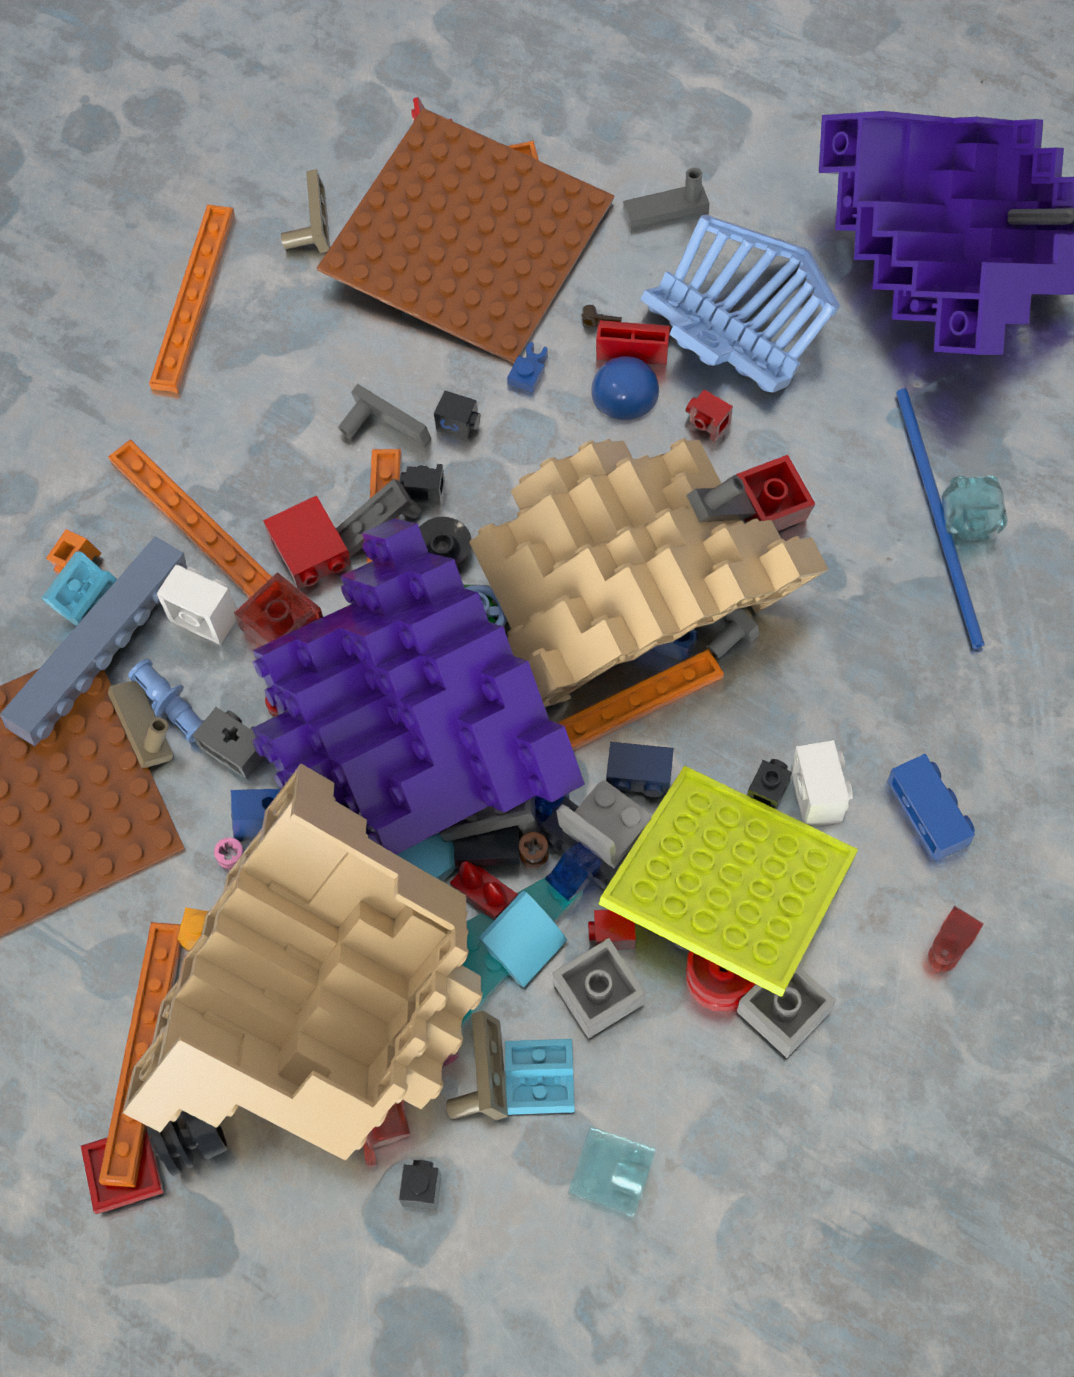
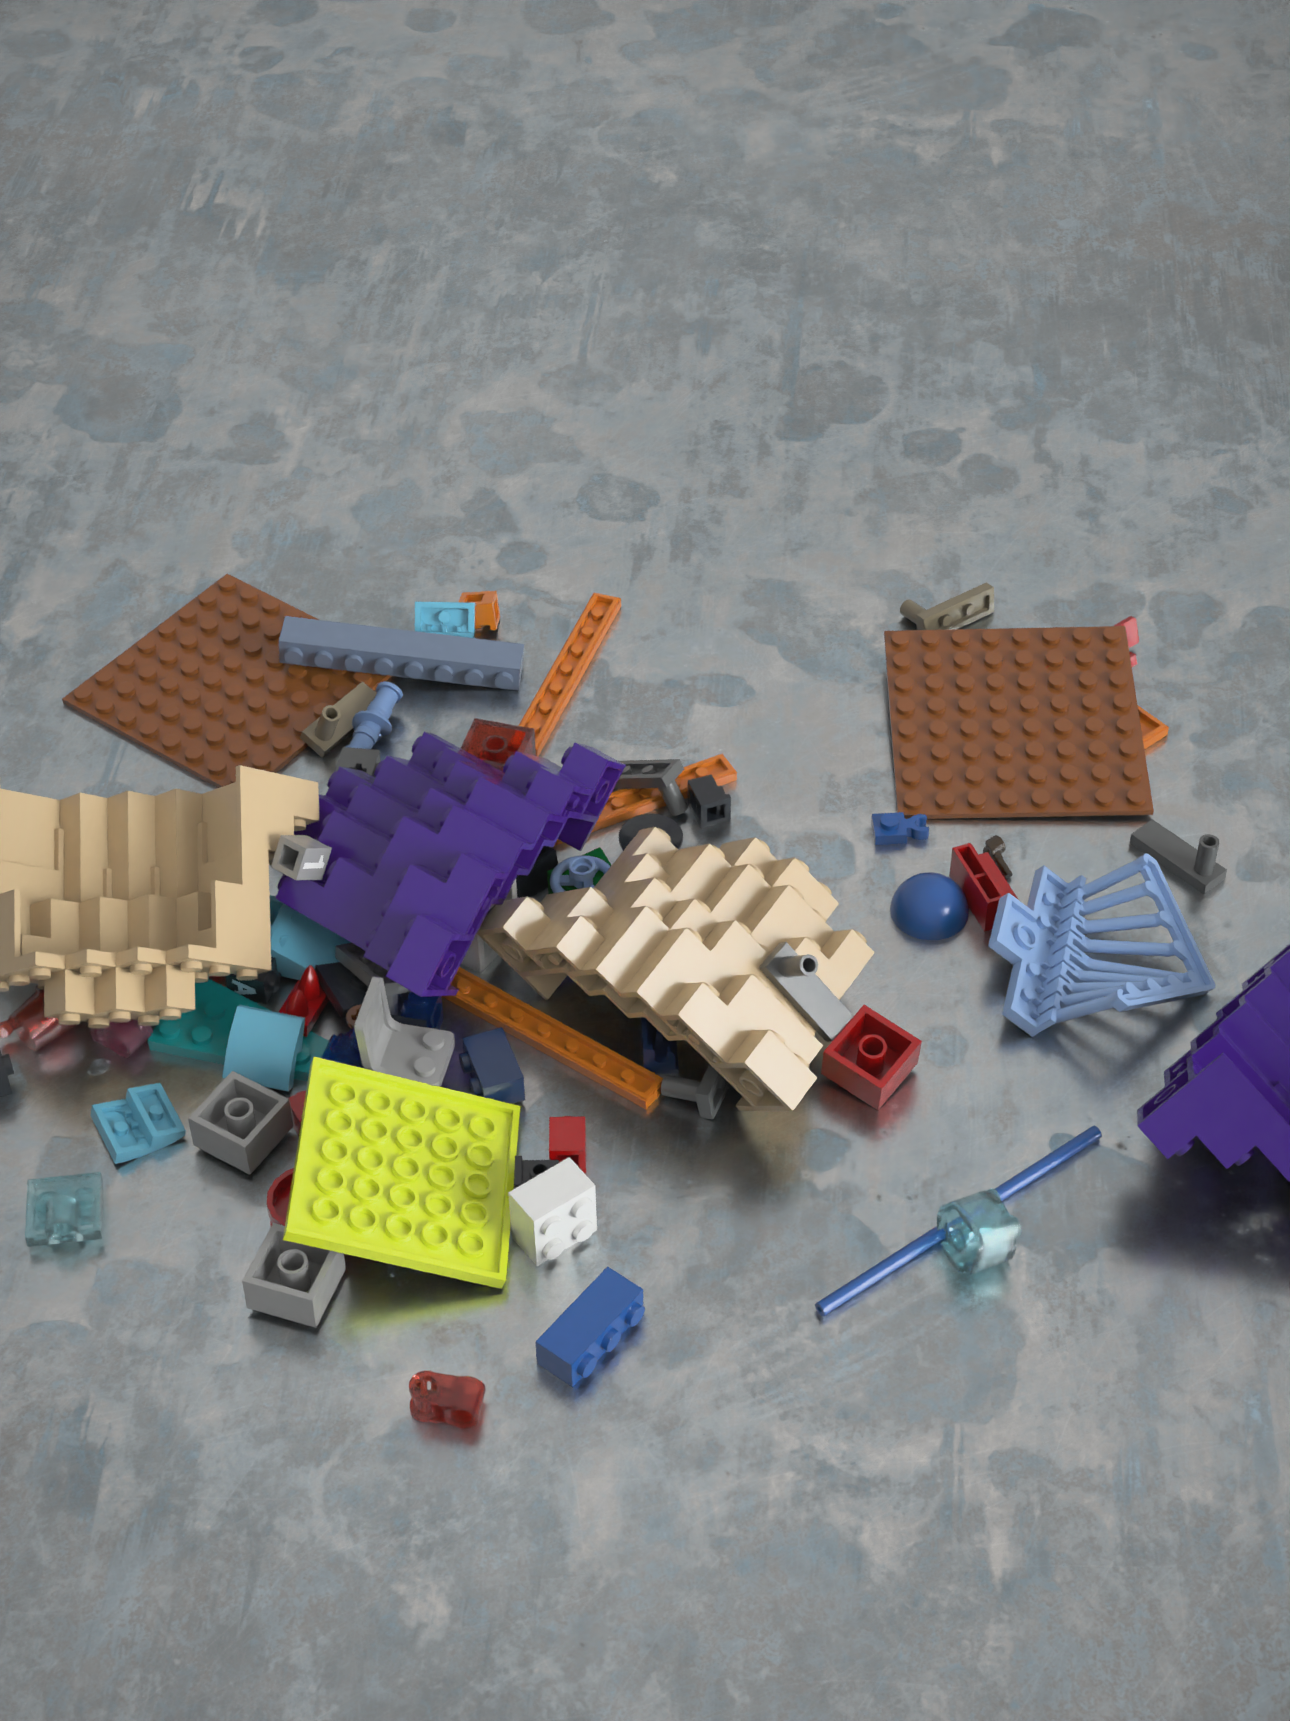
camera: 60 degrees right, 20 degrees down
(192, 299) = (800, 577): orange tile -> none
(198, 603) = (474, 692): white brick -> none
(307, 542) = (595, 730): red panel -> none
(371, 403) = (768, 734): dark grey piece -> none
(383, 814) = (301, 857): none -> light grey brick
(456, 414) = (800, 793): black brick -> none
(489, 1072) = (114, 1076): dark tan piece -> none
(709, 414) = (940, 979): red brick -> none
(741, 746) = (568, 1139): none -> red brick

